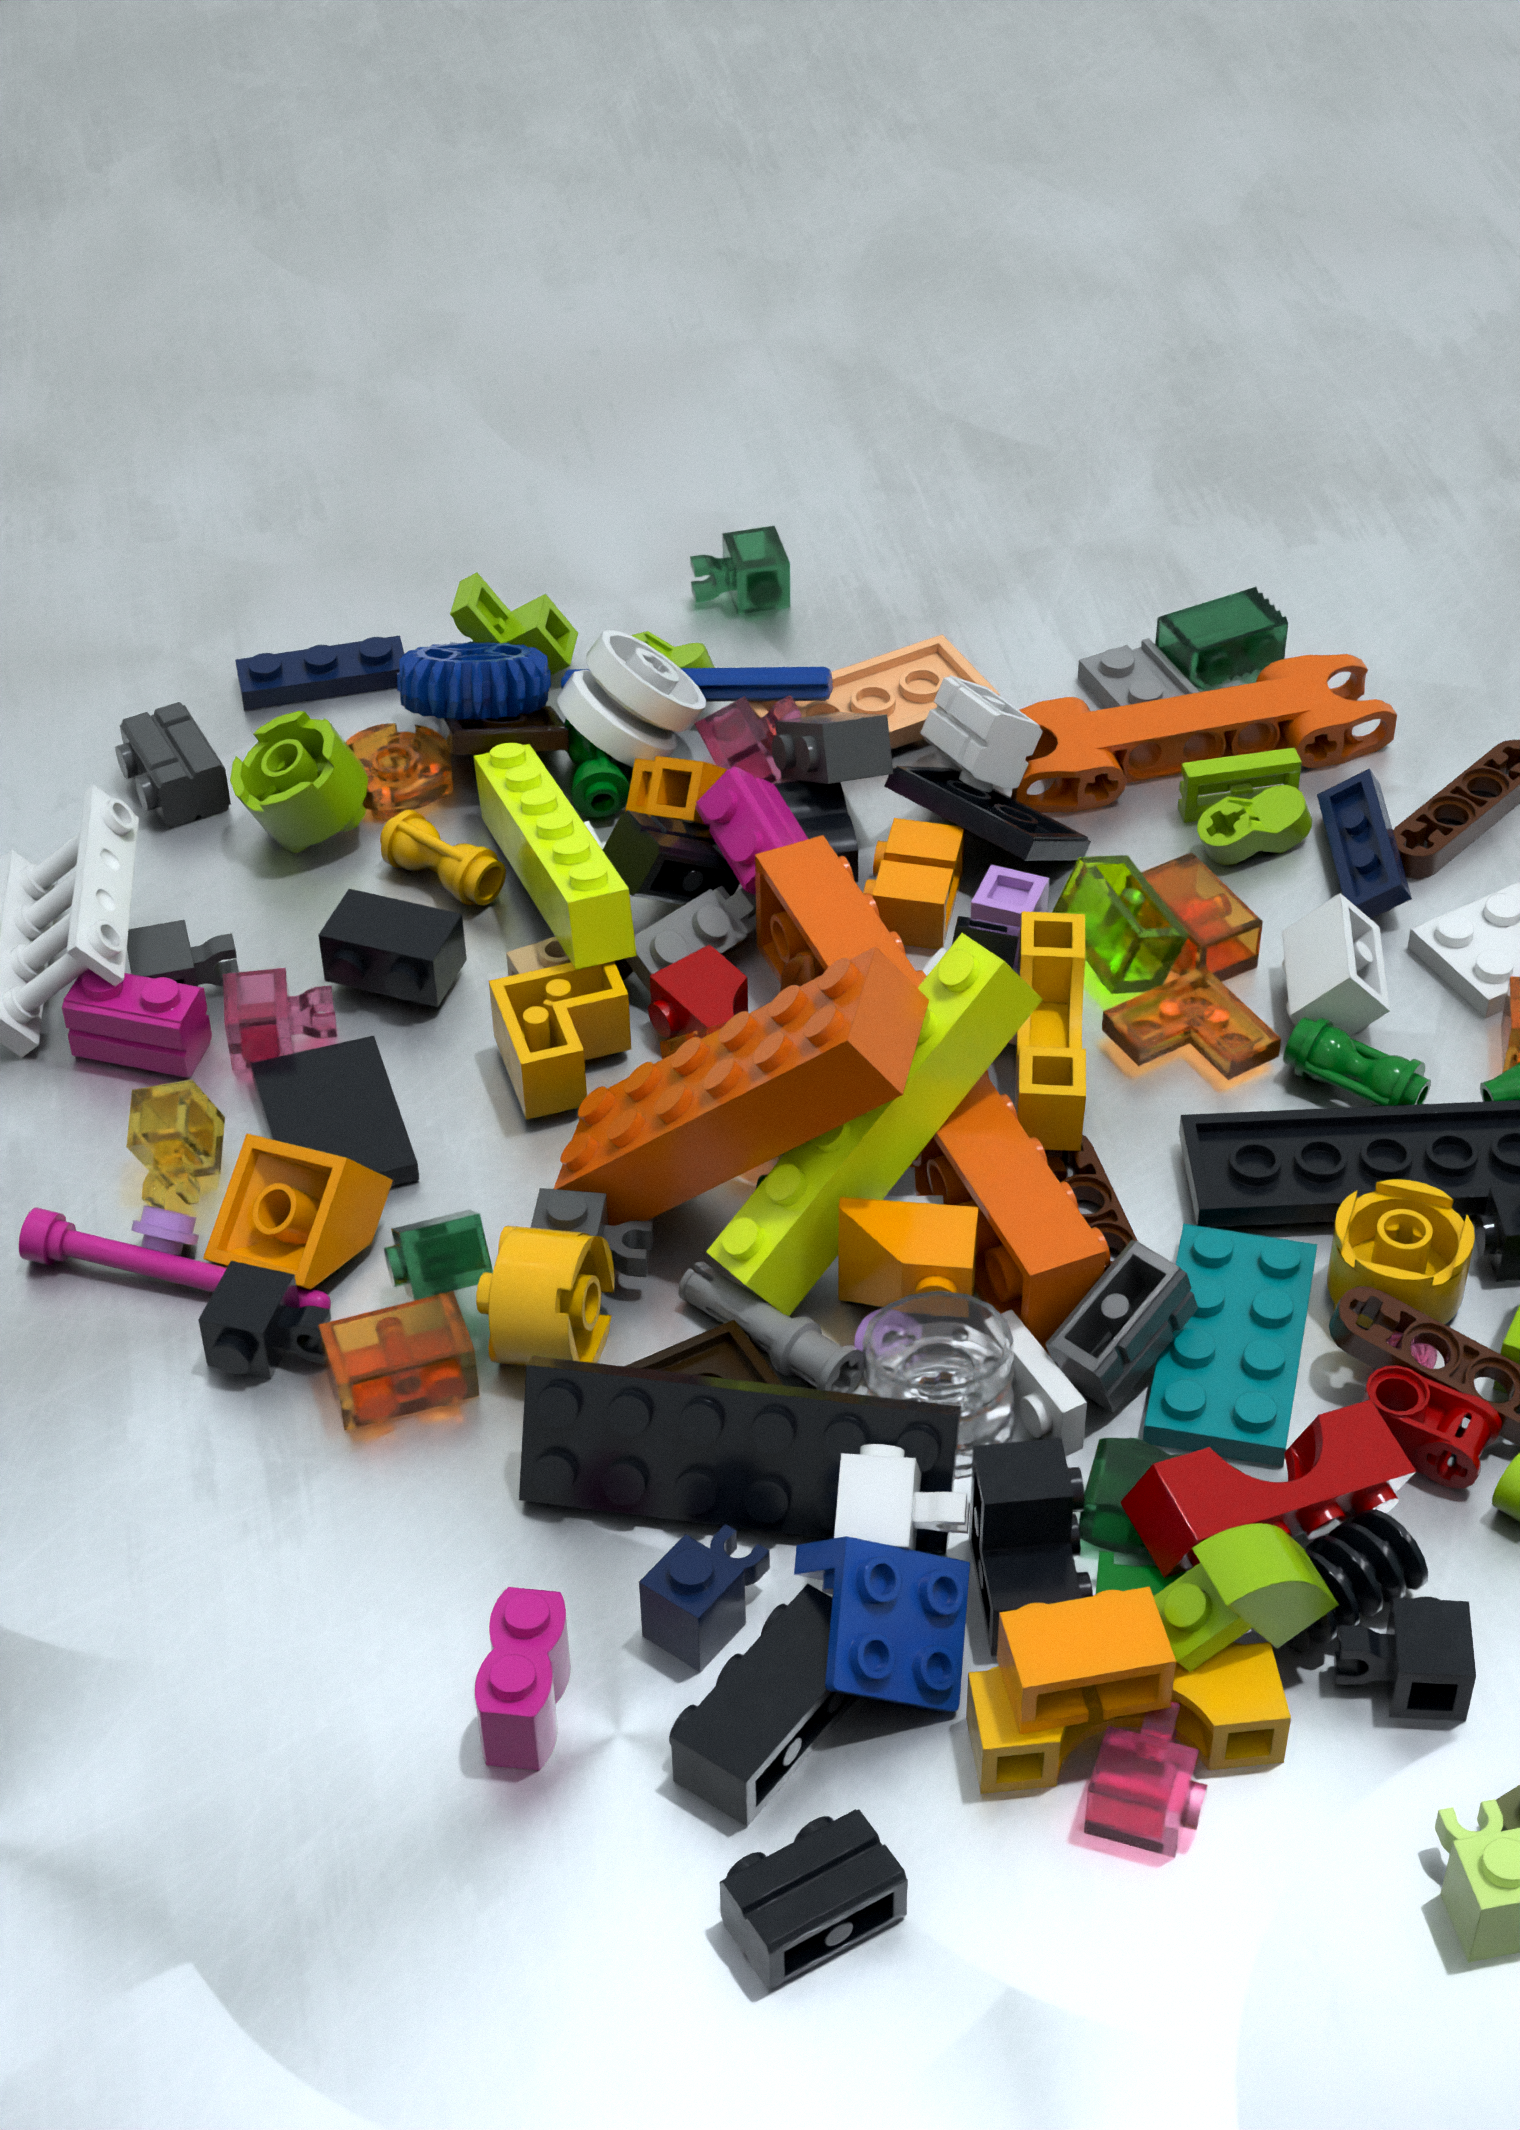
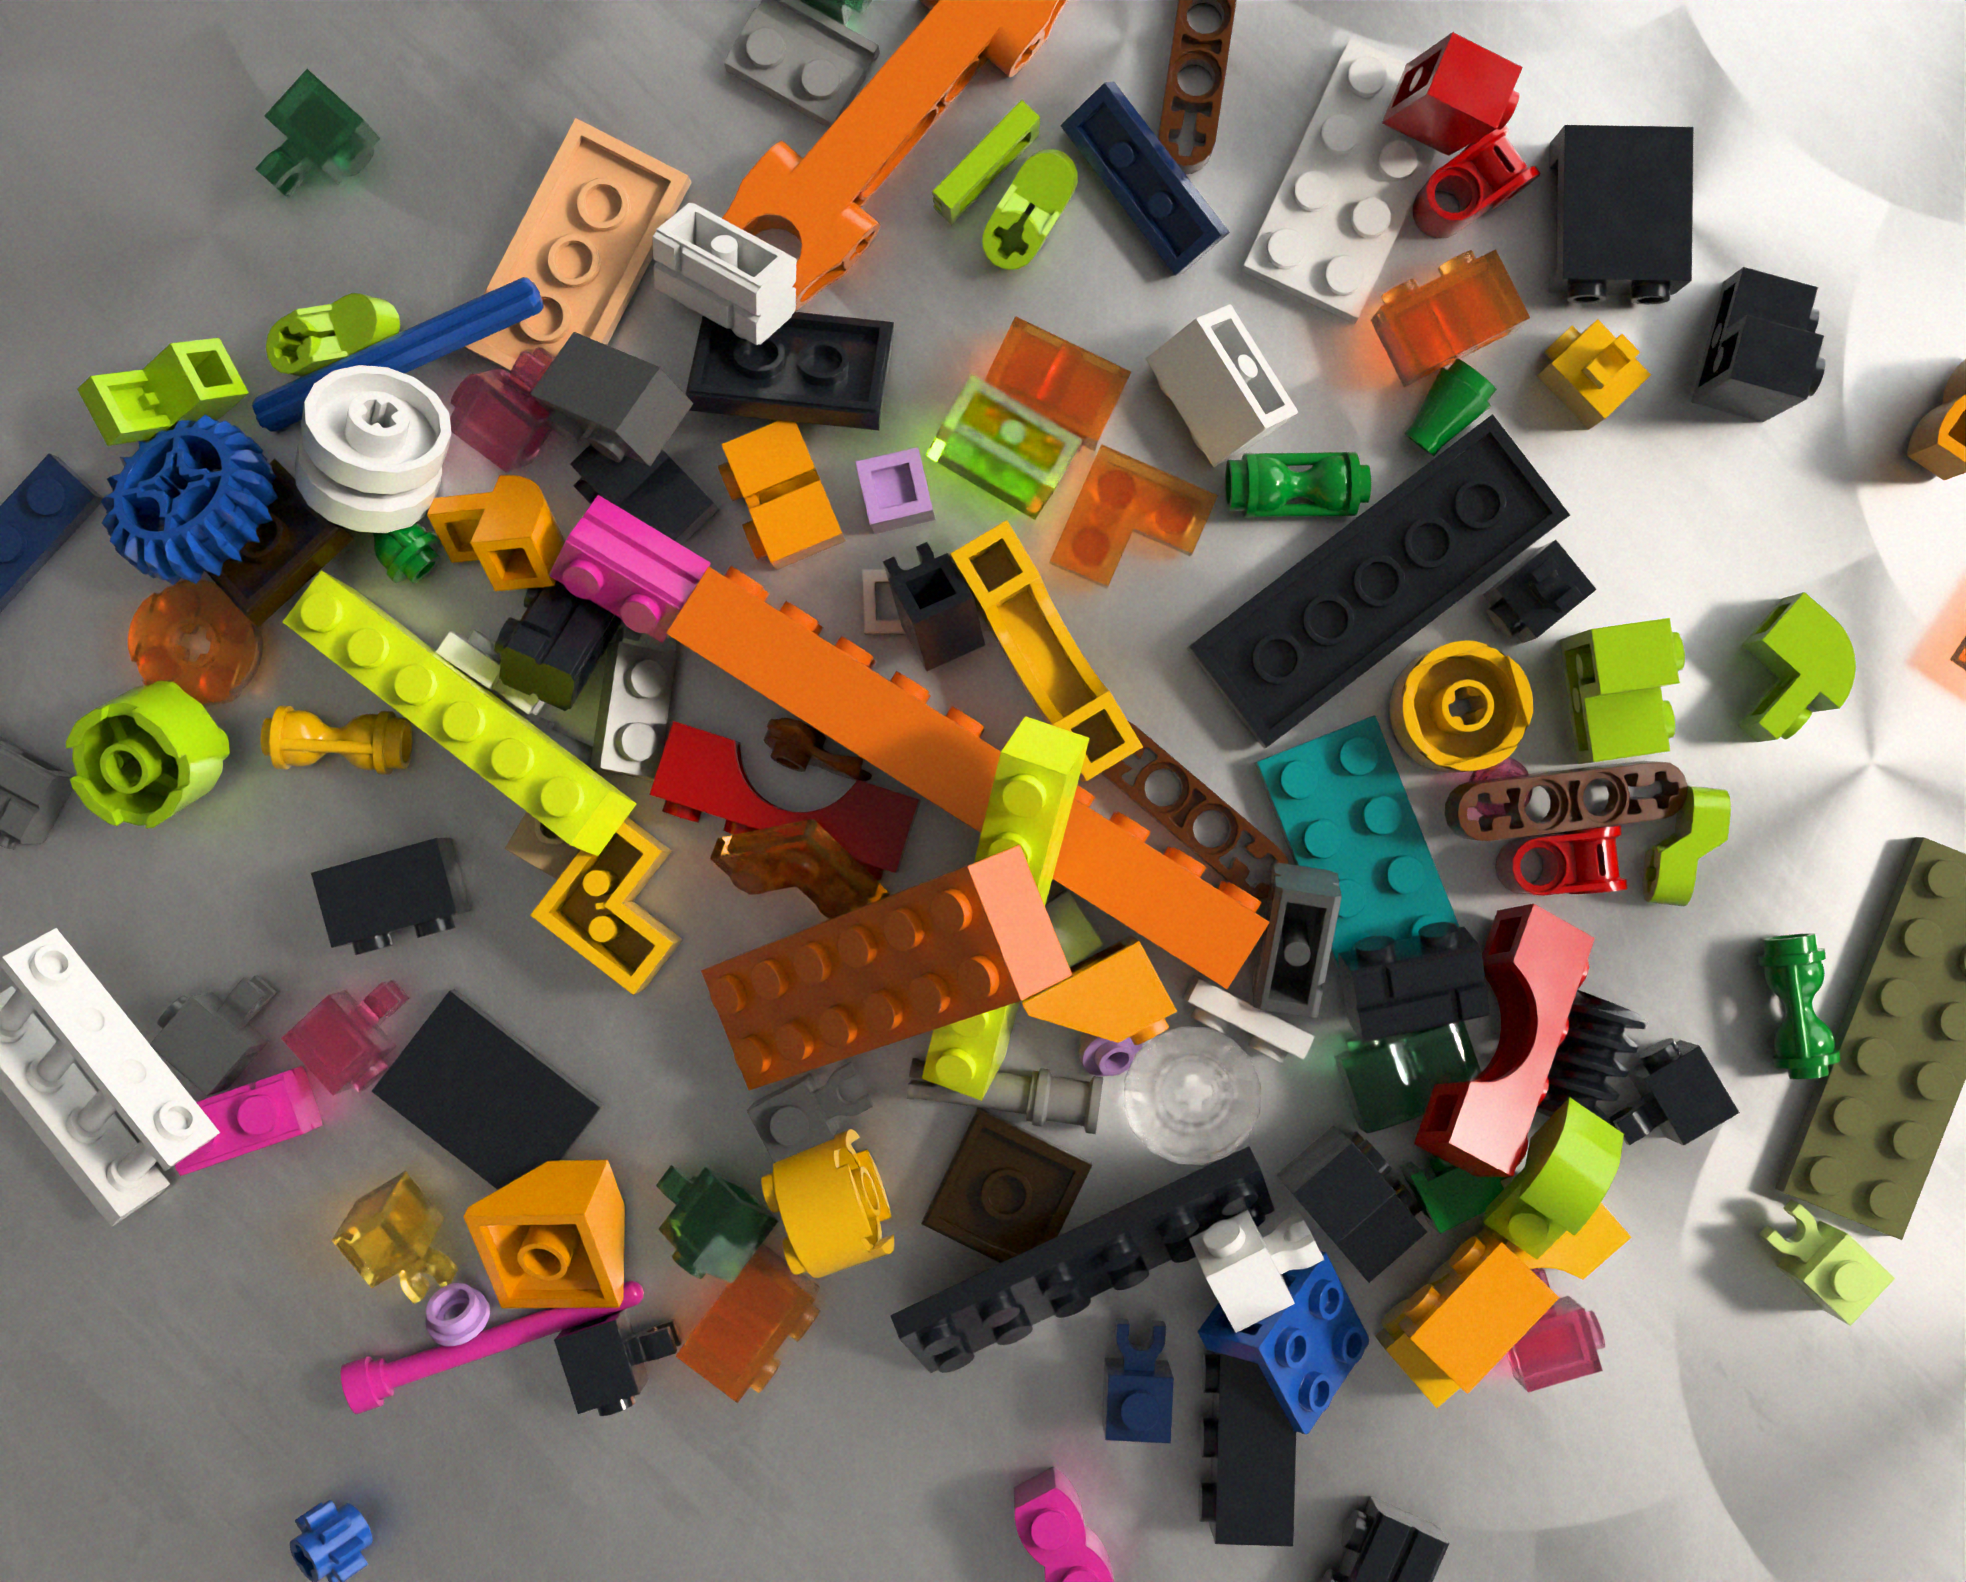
camera: 30 degrees left, 45 degrees up
(1204, 1402) = (1413, 982): none -> black brick

